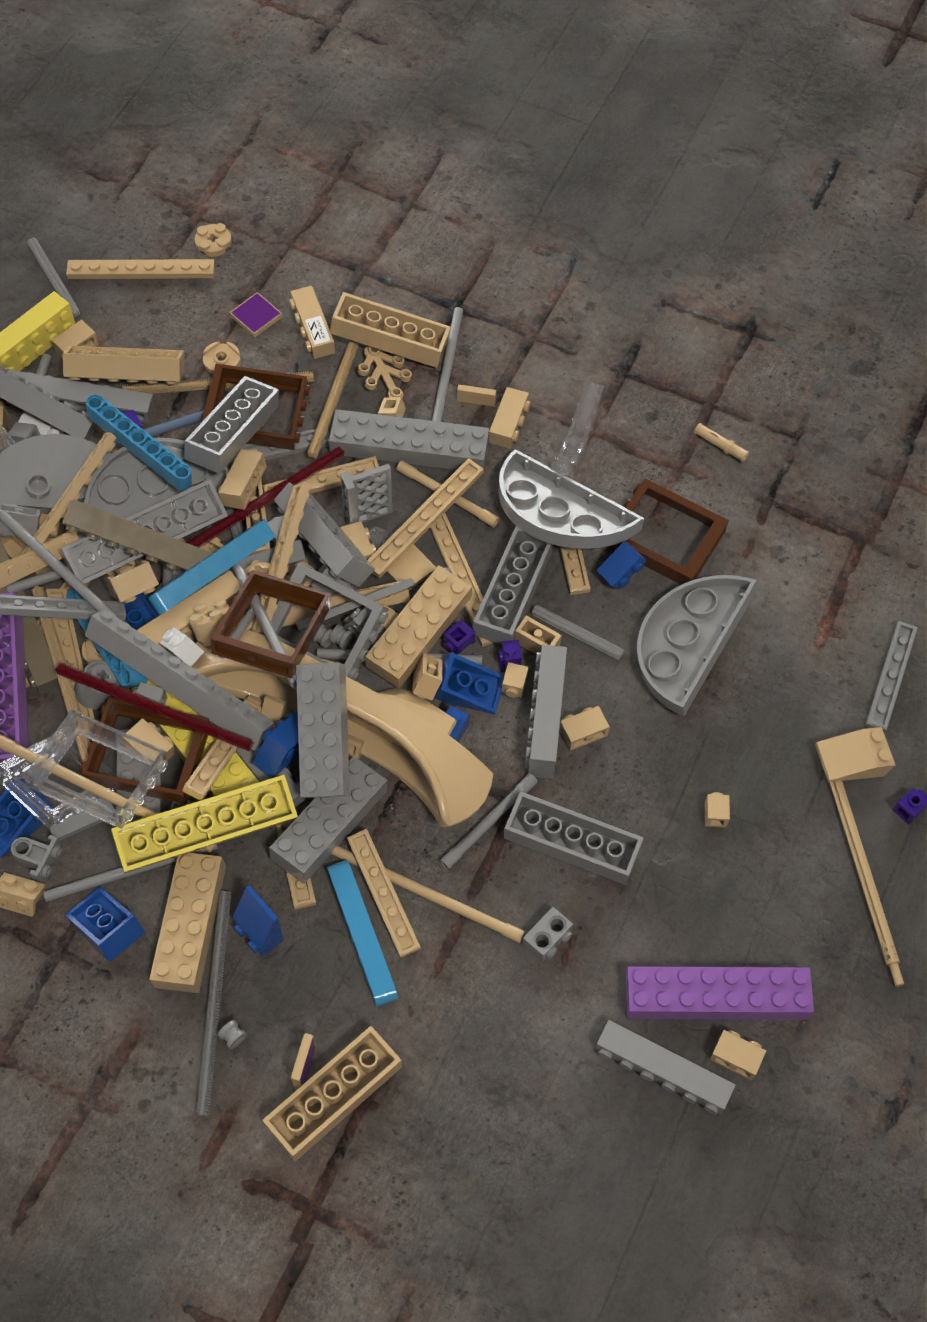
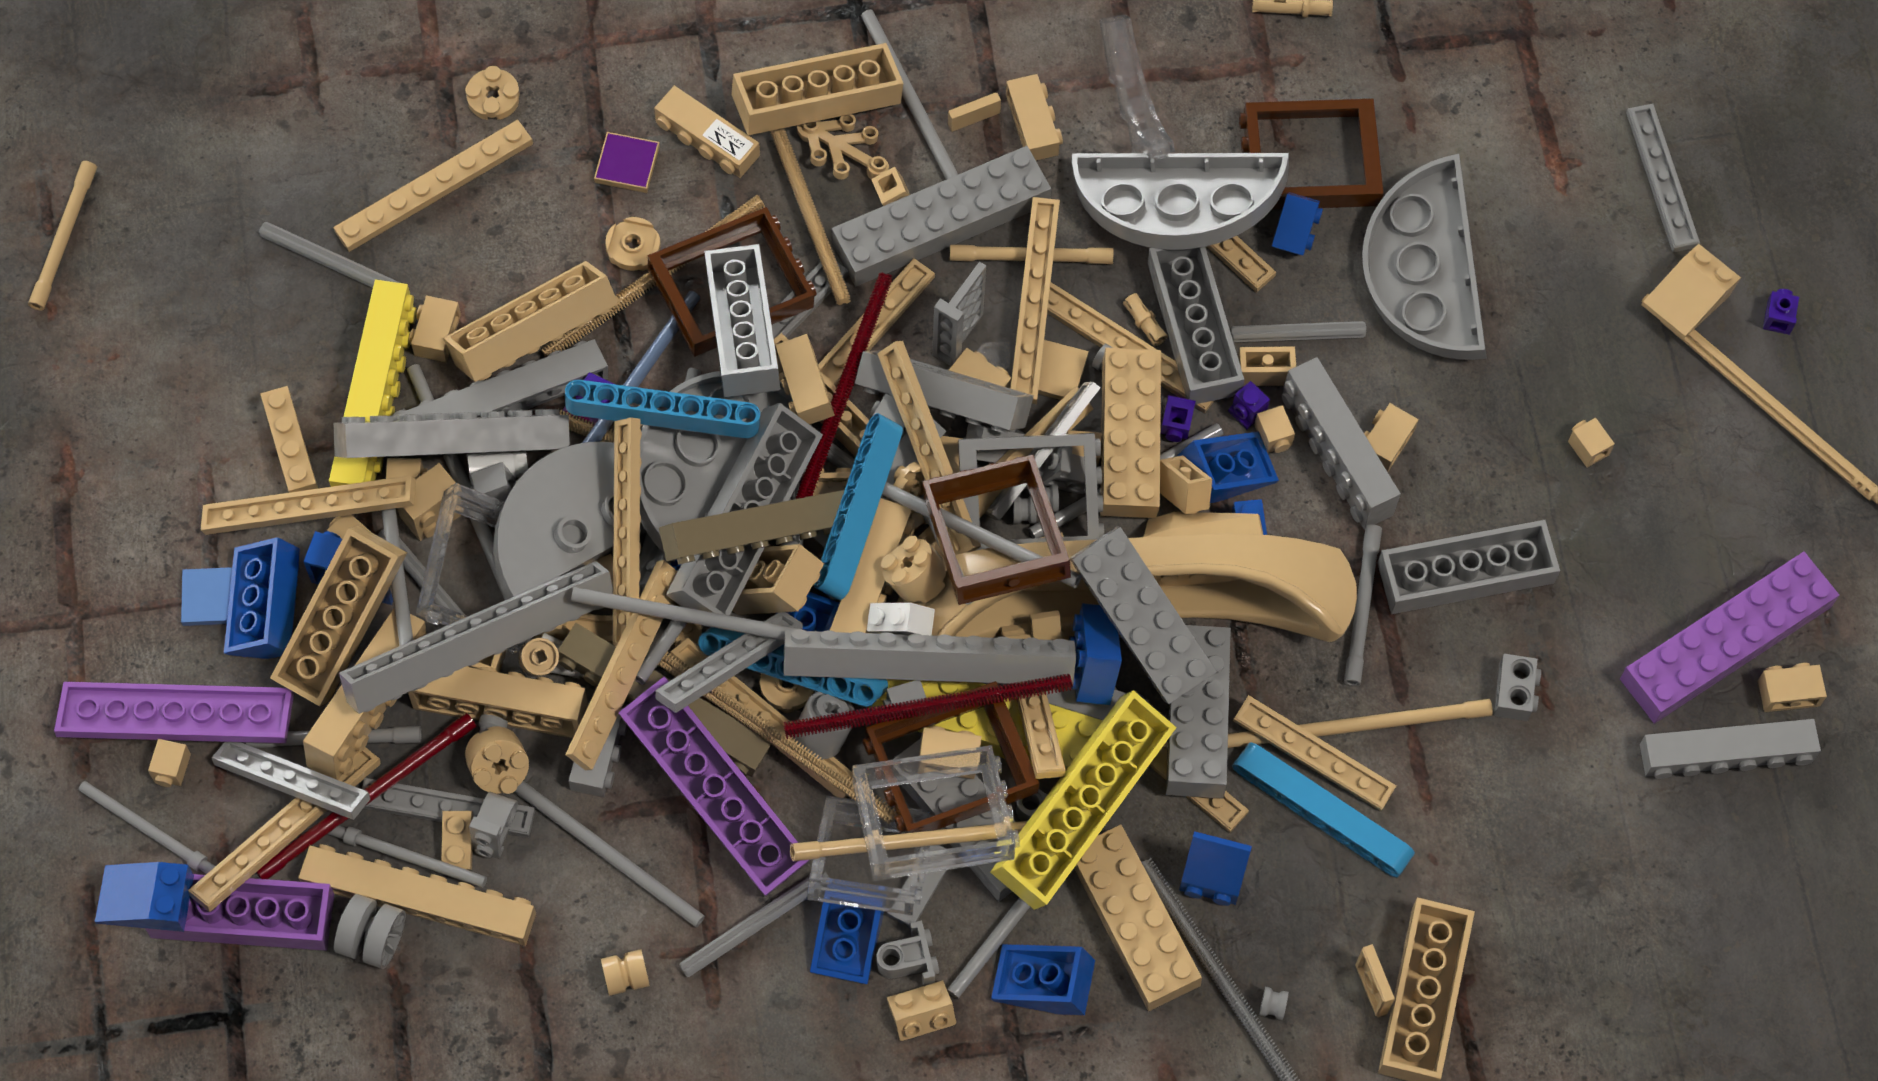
camera: 35 degrees left, 5 degrees up
(486, 569) = (1145, 319): none -> tan pin

